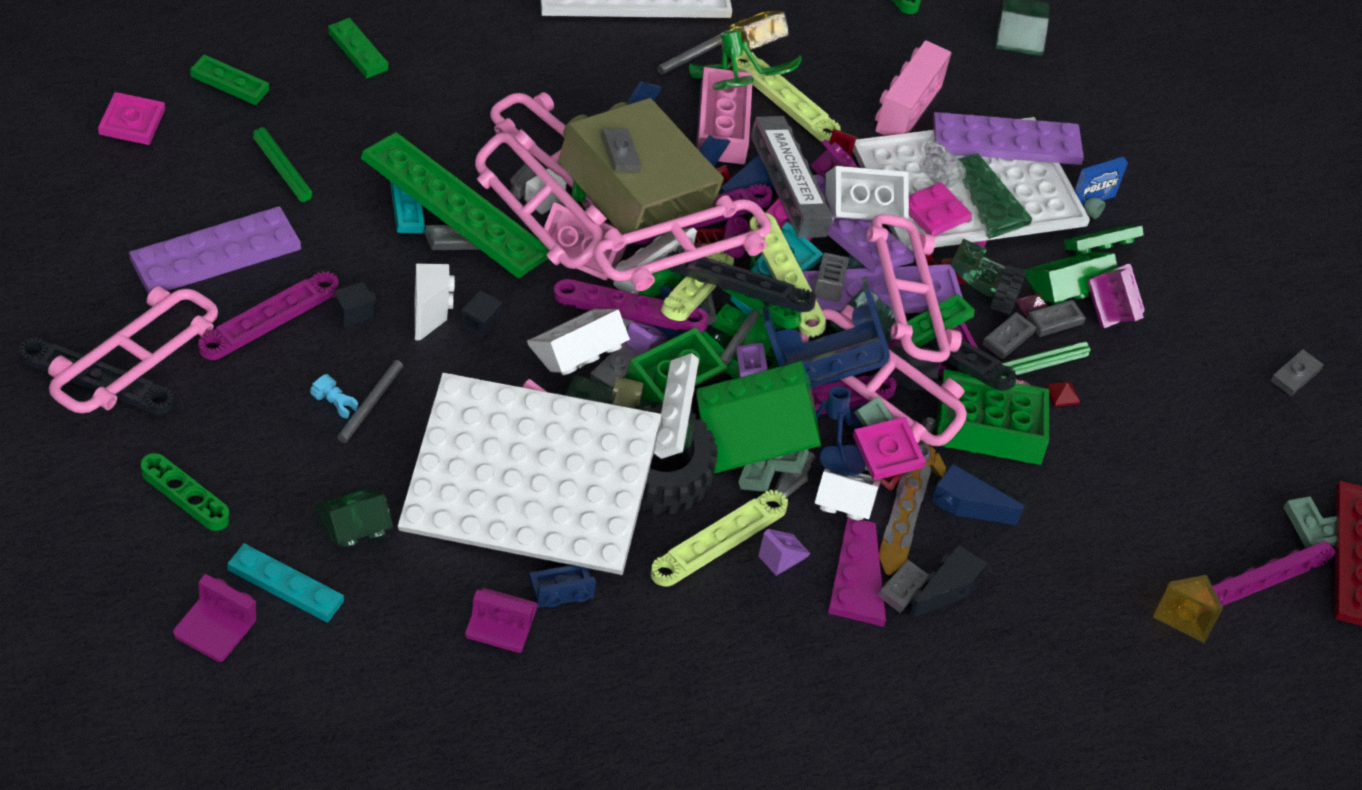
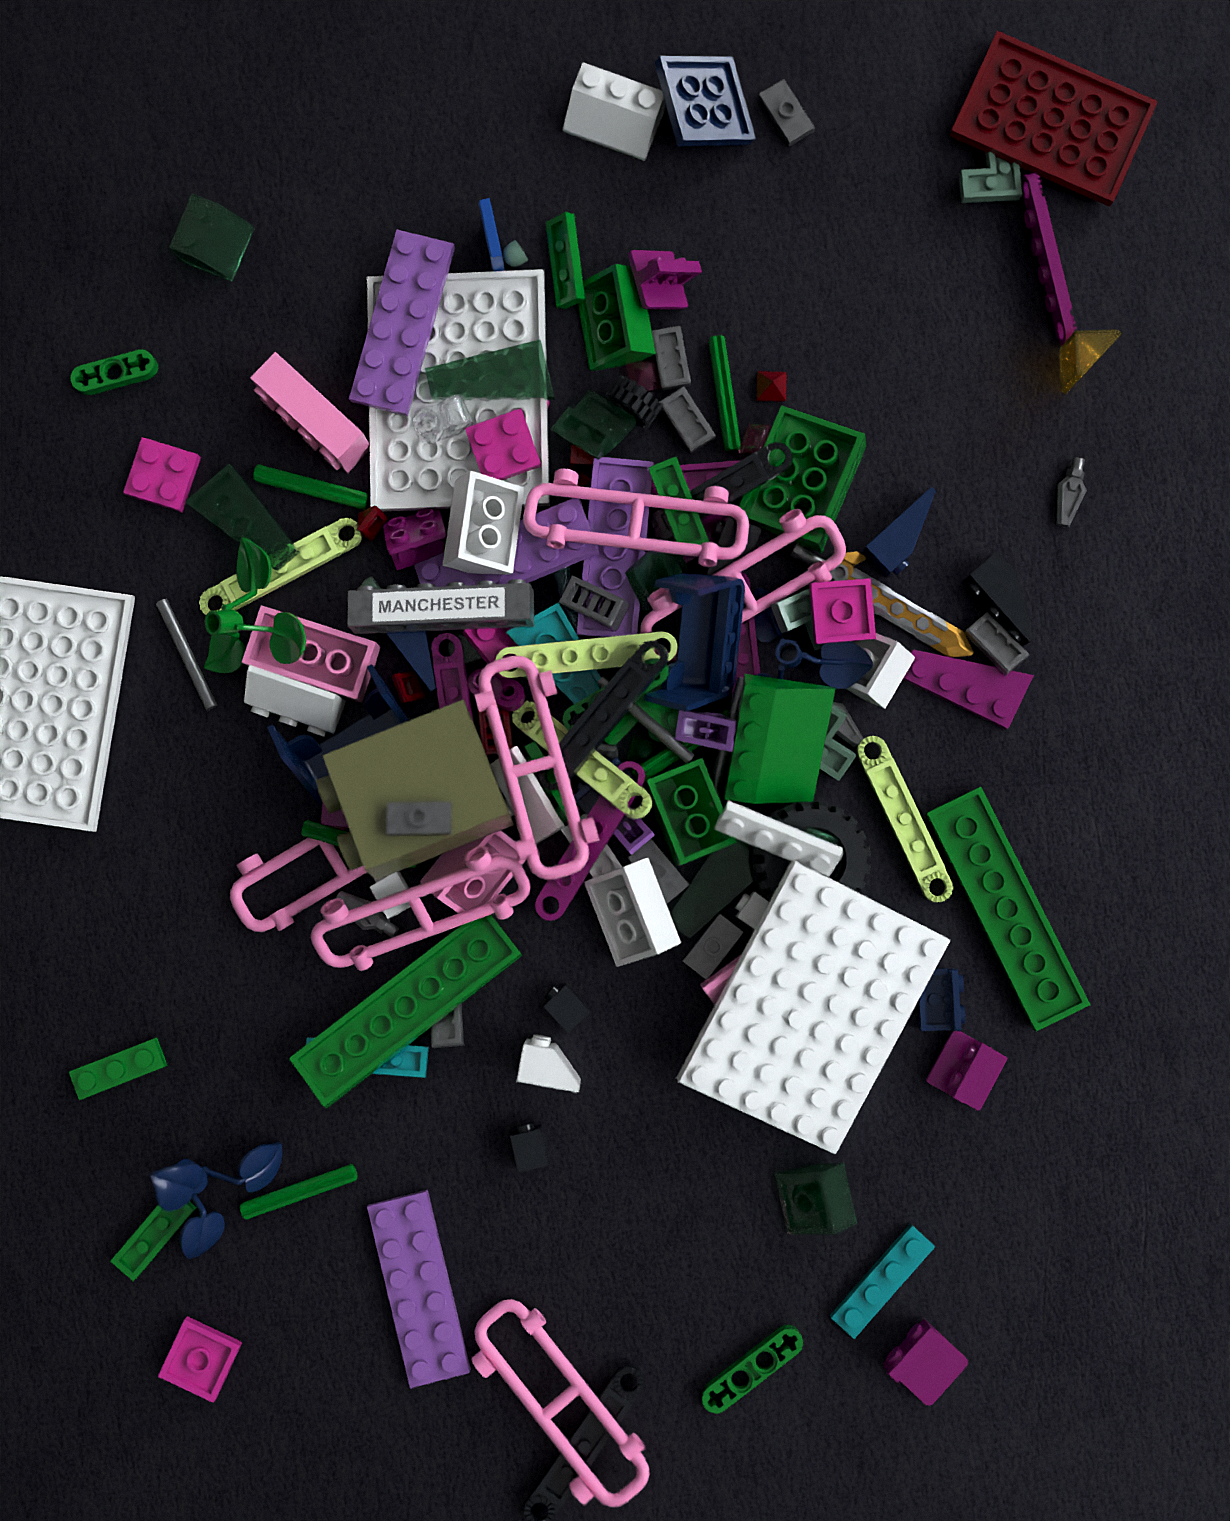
camera: 65 degrees left, 35 degrees up
(237, 105) = (181, 1182): none -> dark blue plant
(267, 315) = (527, 1244): magenta plate -> none
(326, 387) = (649, 1190): medium azure piece -> none
(370, 401) = (661, 1151): flat silver bar -> none
(627, 392) = (719, 878): olive piece -> none
(659, 631) = (1007, 909): none -> green plate
(685, 100) = (292, 701): none -> white slope
(762, 28) = (173, 571): clear yellow brick -> none
(781, 550) = (932, 755): medium lavender slope -> none
(817, 65) = (240, 514): none -> clear green wing
(830, 22) = (162, 474): none -> dark pink plate
(855, 104) = (310, 486): none -> green axle
(1064, 629) = (1070, 493): none -> flat silver piece
(1239, 254) = (614, 111): none -> white slope
(1275, 304) = (704, 100): none -> plate

